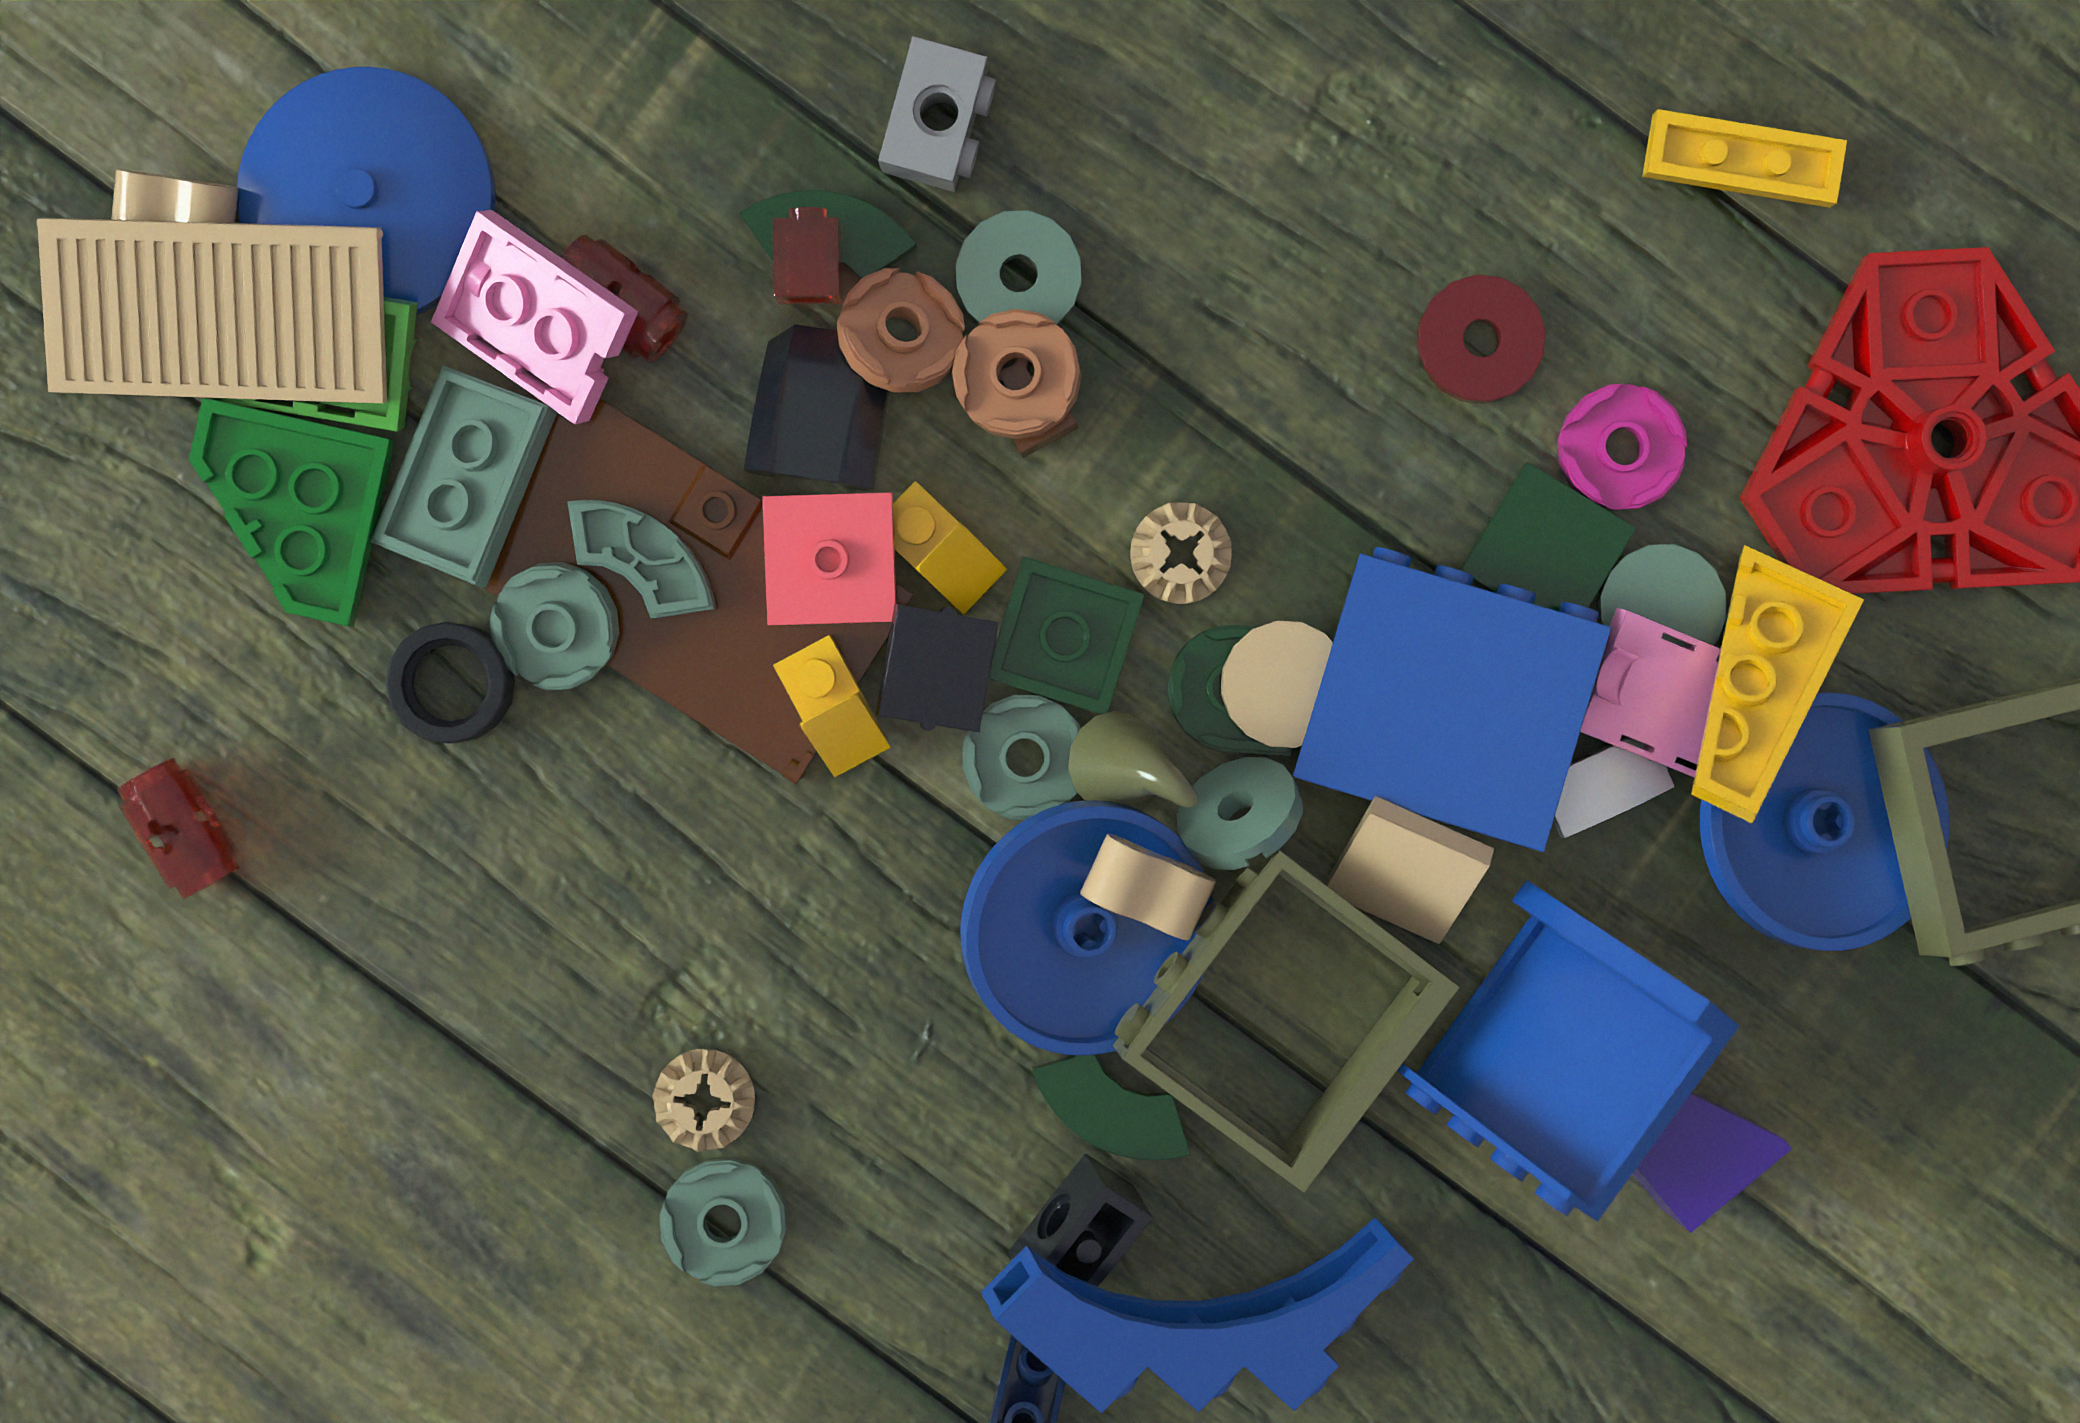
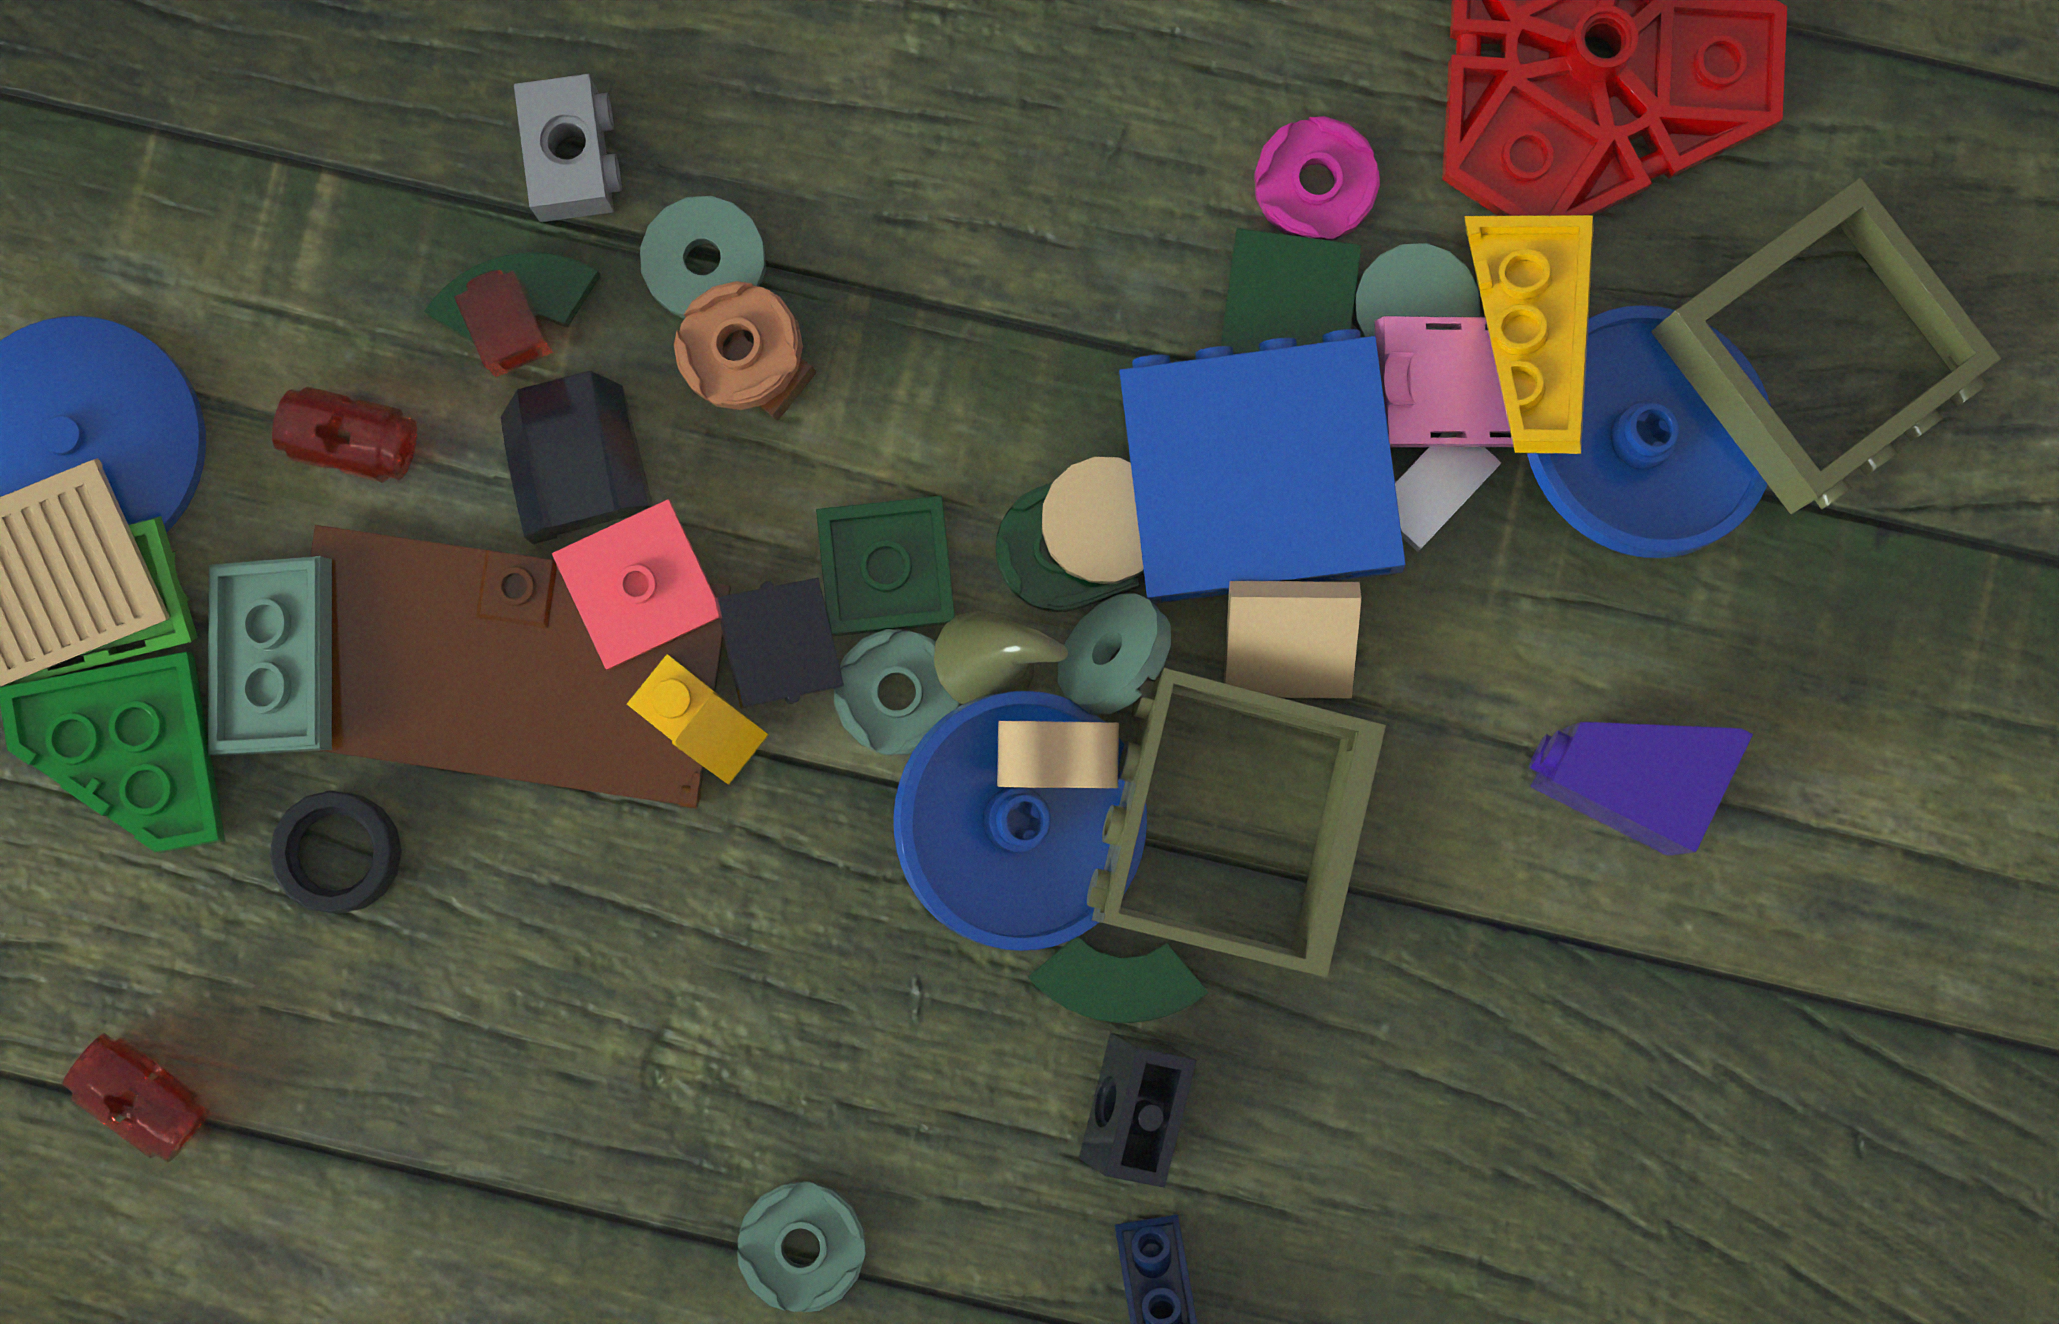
camera: 25 degrees left, 5 degrees down
(534, 312) = (273, 478): bright pink piece -> none
(555, 625) = (410, 756): sand green tile -> none
(644, 553) = (466, 654): sand green tile -> none
(726, 1080) = (761, 1155): tan gear -> none
(892, 362) = (608, 382): nougat tile -> none
(943, 549) = (740, 534): yellow slope -> none
(1181, 583) = (970, 472): tan gear -> none
(1196, 1347) = (1360, 1119): blue arch -> none
(1517, 329) = (1151, 102): dark red tile -> none
(1570, 1057) = (1514, 738): blue panel -> none

